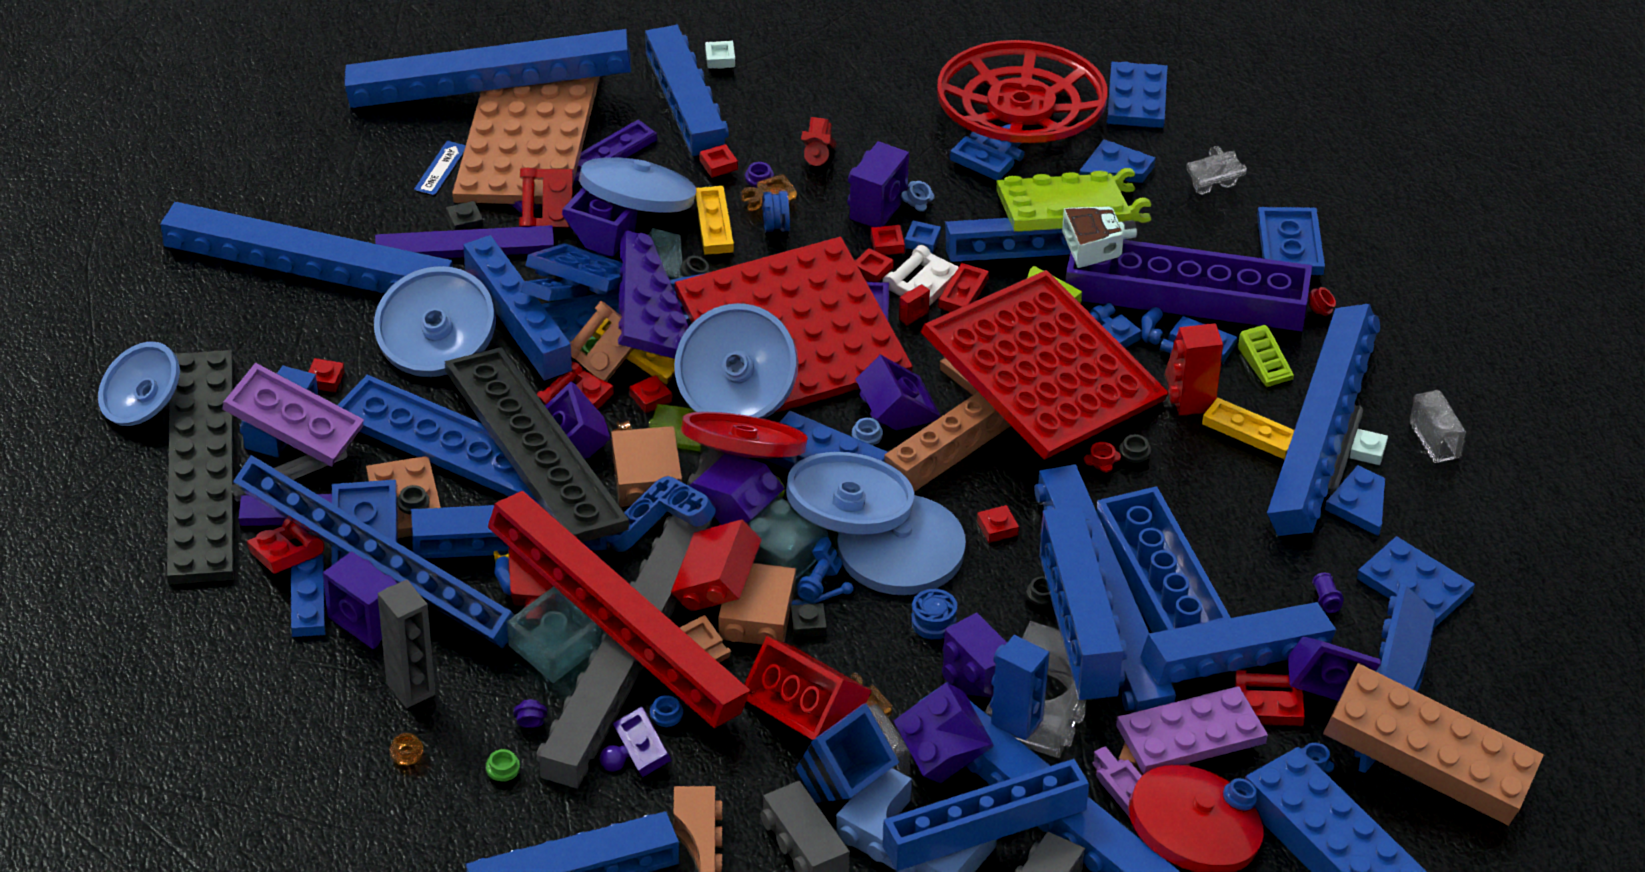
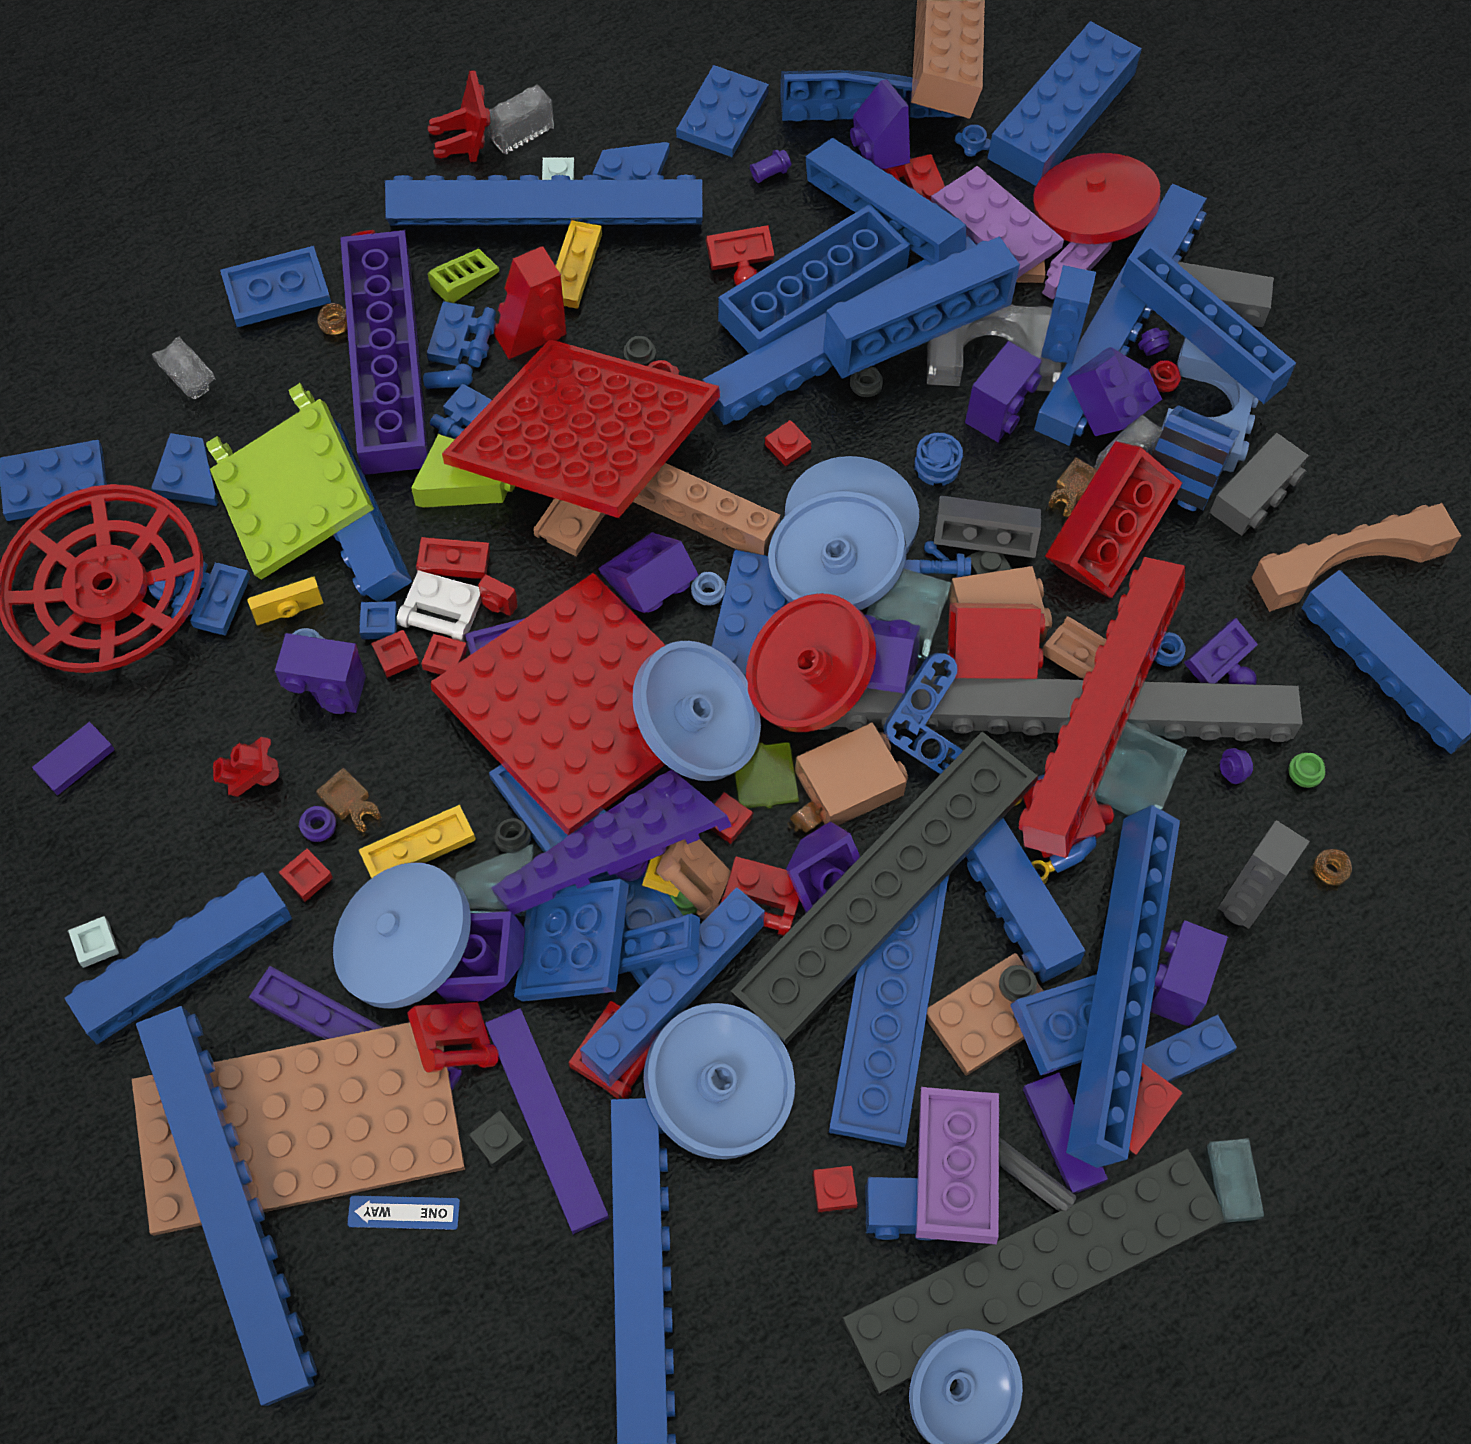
camera: 110 degrees left, 20 degrees up
(191, 590) = (1235, 1180): none -> clear light blue plate
(776, 211) = (391, 774): blue wheel -> none
(843, 616) = (987, 526): none -> dark grey brick
(877, 69) = (73, 758): none -> dark purple tile
(961, 189) = (285, 601): none -> yellow plate
(1095, 234) = (372, 420): torso -> none
(1227, 544) = (740, 249): none -> red plate
(1240, 794) = (1061, 166): blue plate -> none
(1451, 381) = (471, 117): none -> red plate

